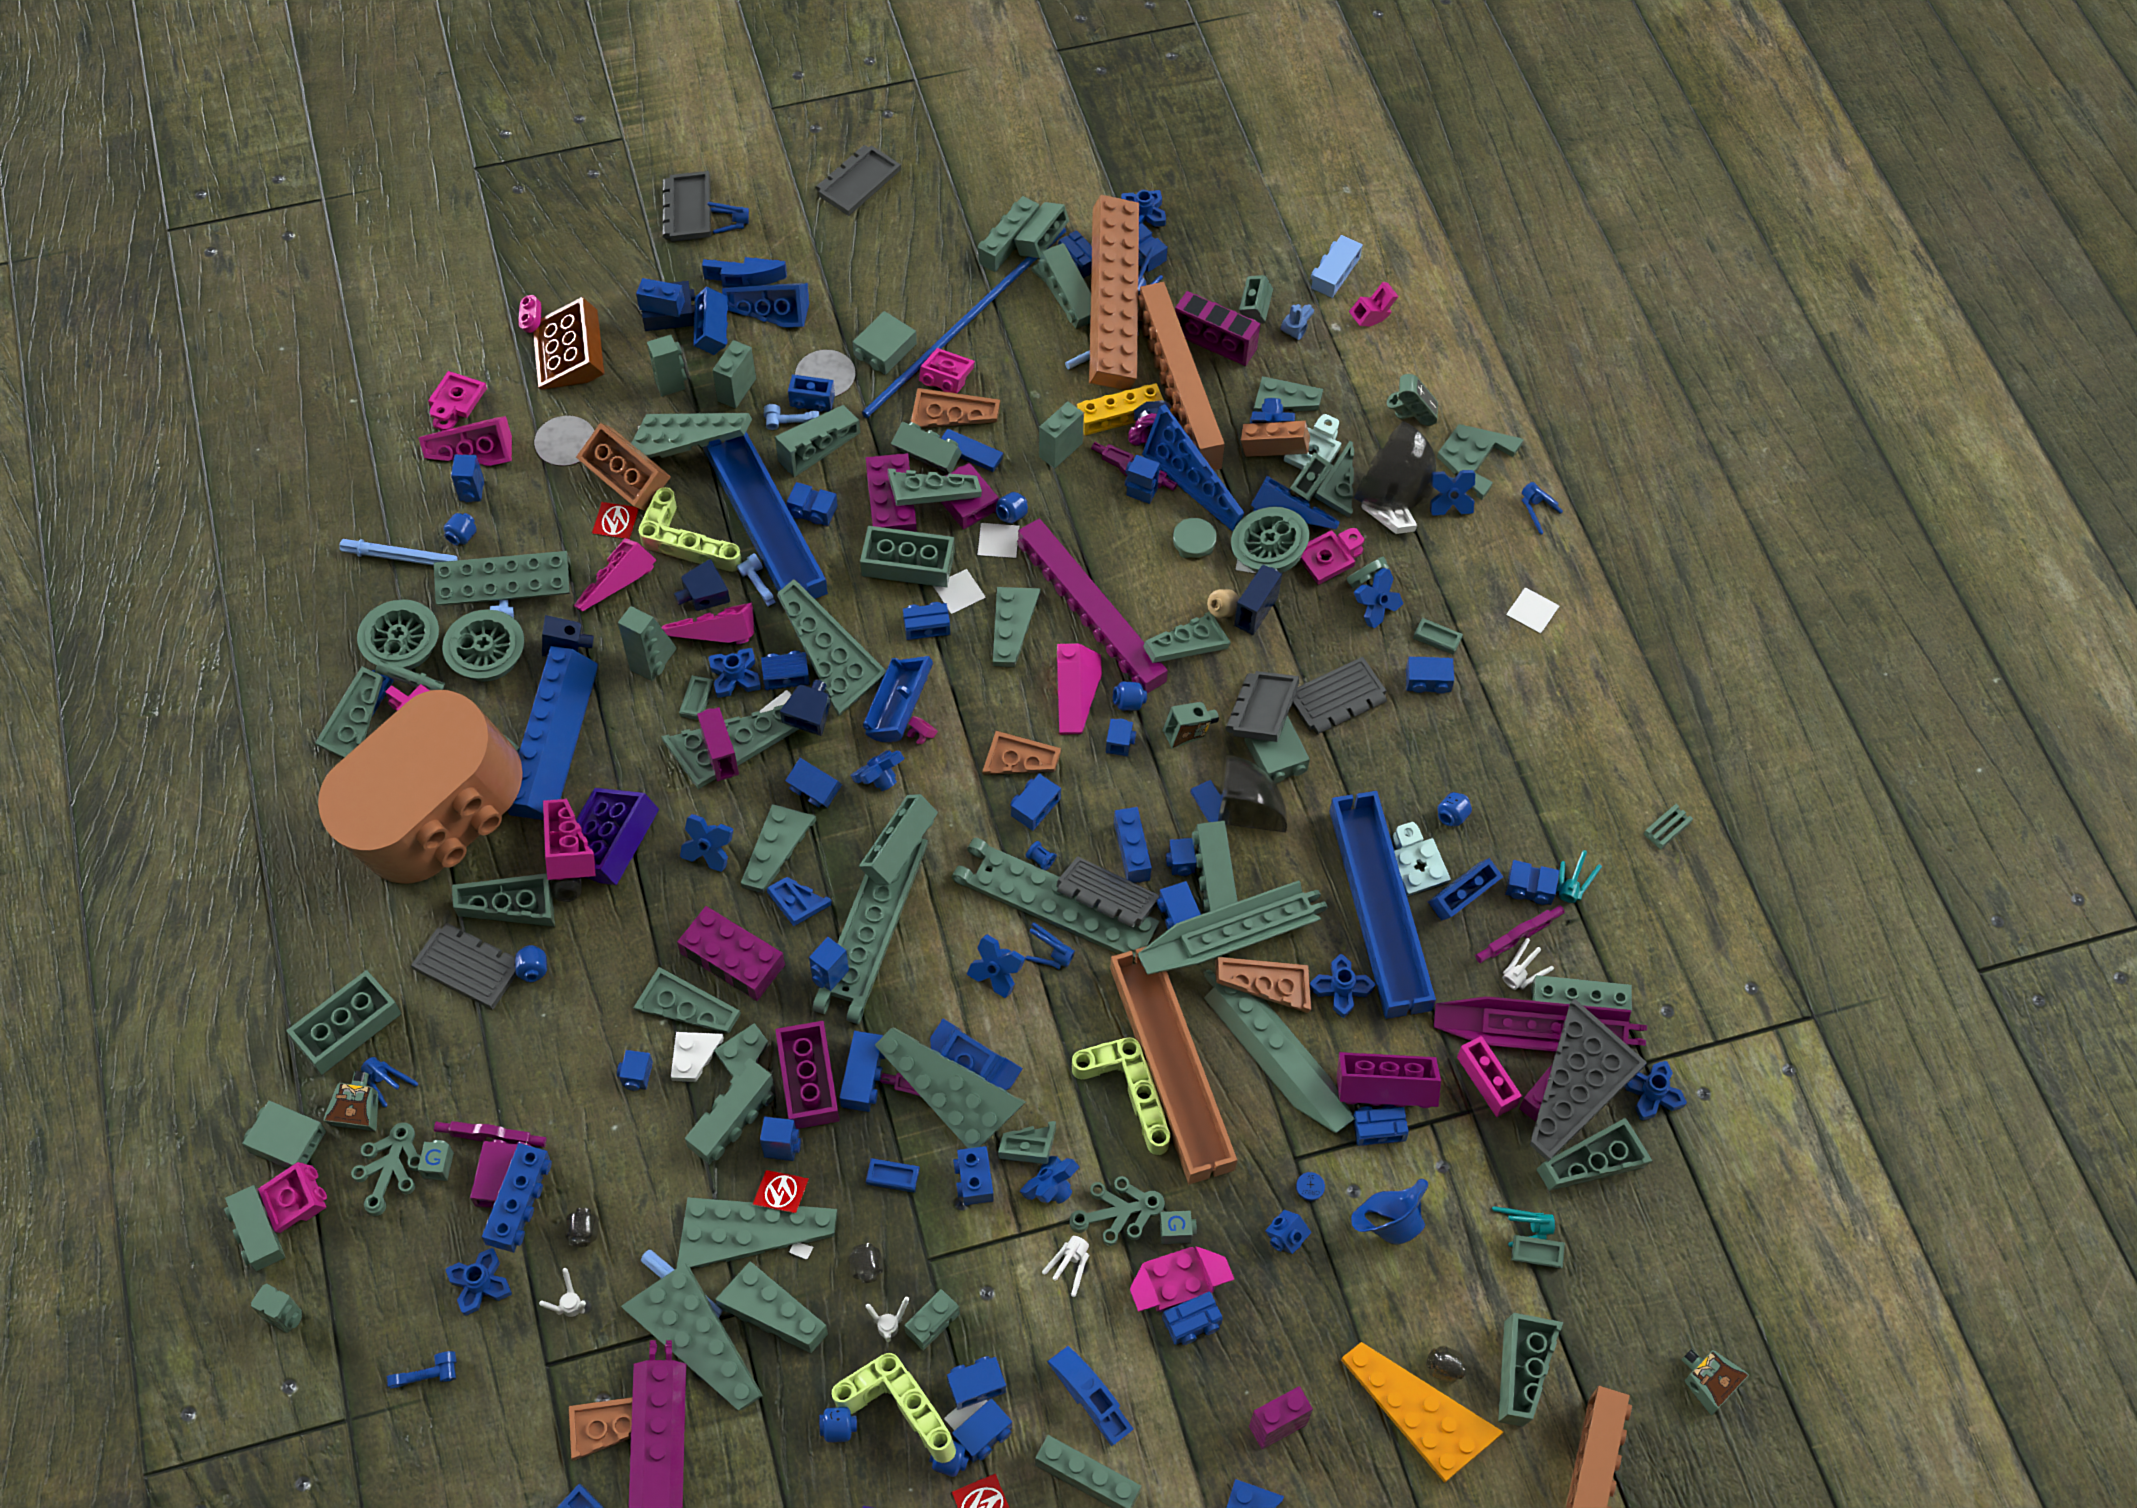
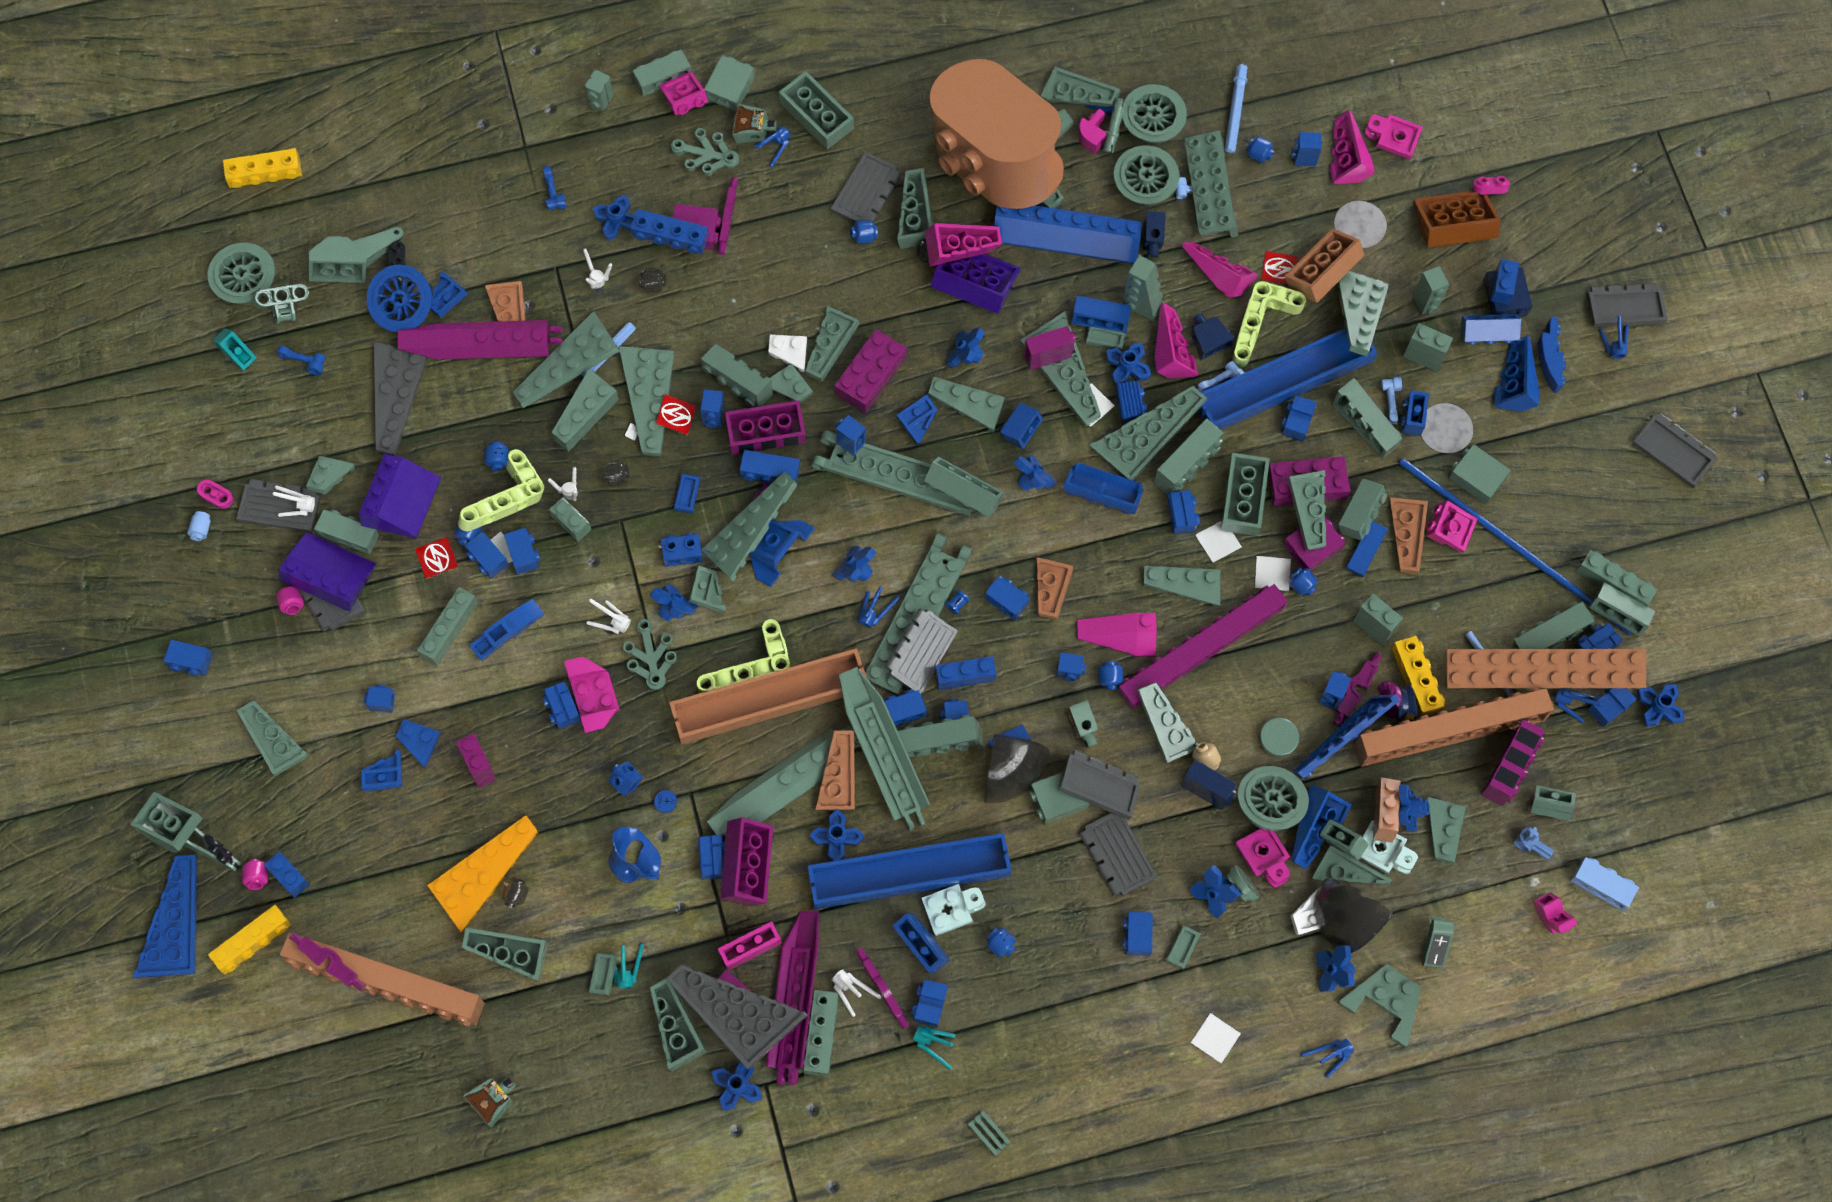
camera: 90 degrees right, 10 degrees up
(435, 1160) = (708, 181): sand green brick -> none
(635, 1070) = (774, 309): blue brick -> none
(668, 697) = (1101, 314): none -> blue brick
(807, 708) = (1088, 417): dark blue torso -> none
(863, 607) = (1189, 458): none -> sand green brick
(923, 728) = (1076, 509): dark pink tile -> none
(1177, 1227) = (634, 696): sand green brick -> none

